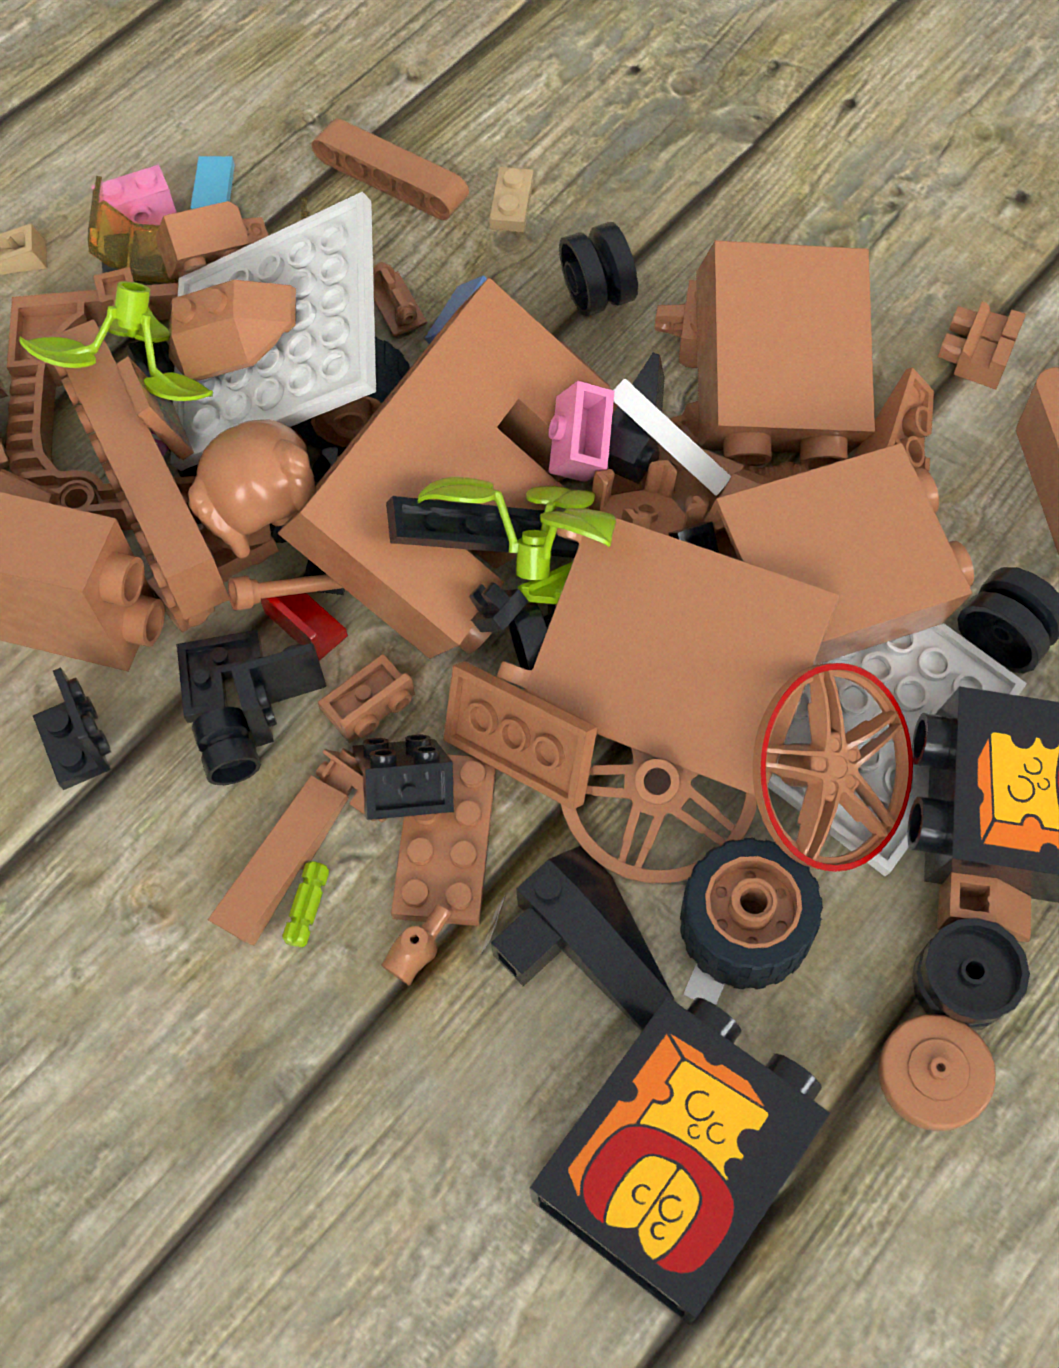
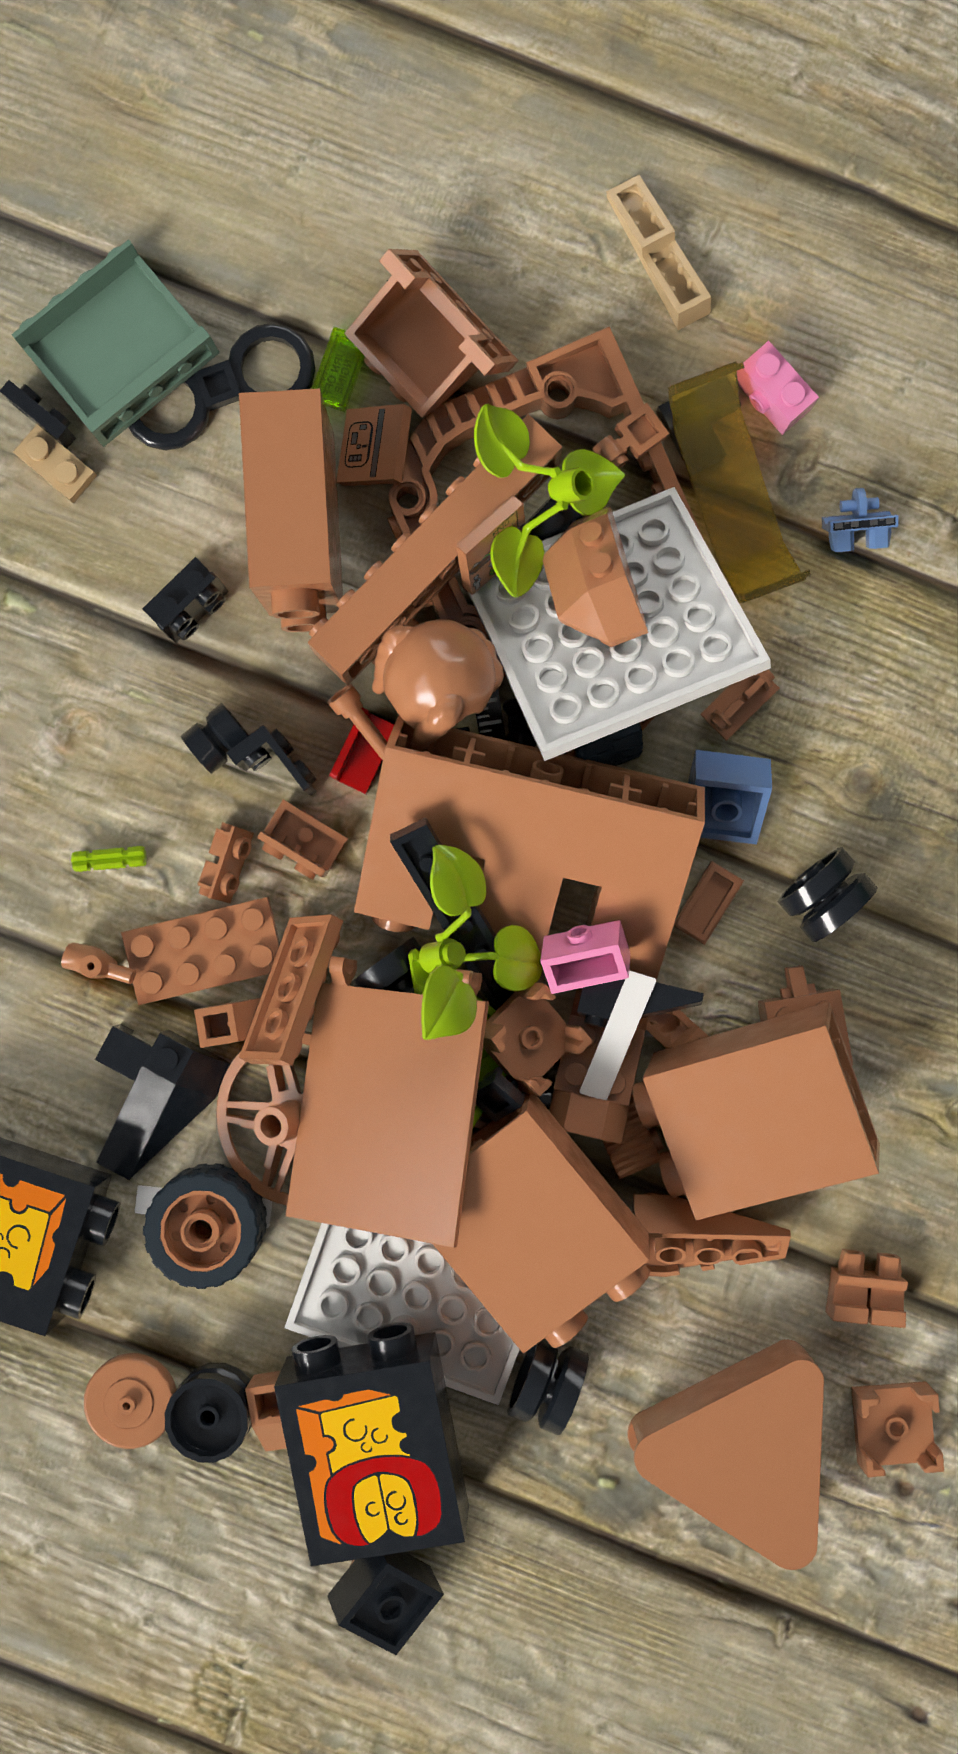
camera: 70 degrees right, 25 degrees up
(204, 235) = (724, 499): nougat hinge -> none
(207, 665) = (288, 686): black plate -> none
(213, 180) = (830, 454): medium azure tile -> none
(268, 171) = (876, 524): none -> medium blue hips
(277, 861) = (135, 824): nougat slope -> none
(390, 169) = (907, 630): nougat beam -> none
(405, 777) = (233, 902): black bracket -> none
(493, 924) = (125, 1020): white sticker -> none
(496, 607) = (393, 936): black tile -> none
(511, 199) = (911, 768): tan plate -> none
(530, 825) = (225, 1022): none -> nougat slope
(831, 767) = (332, 1261): nougat wheel -> none

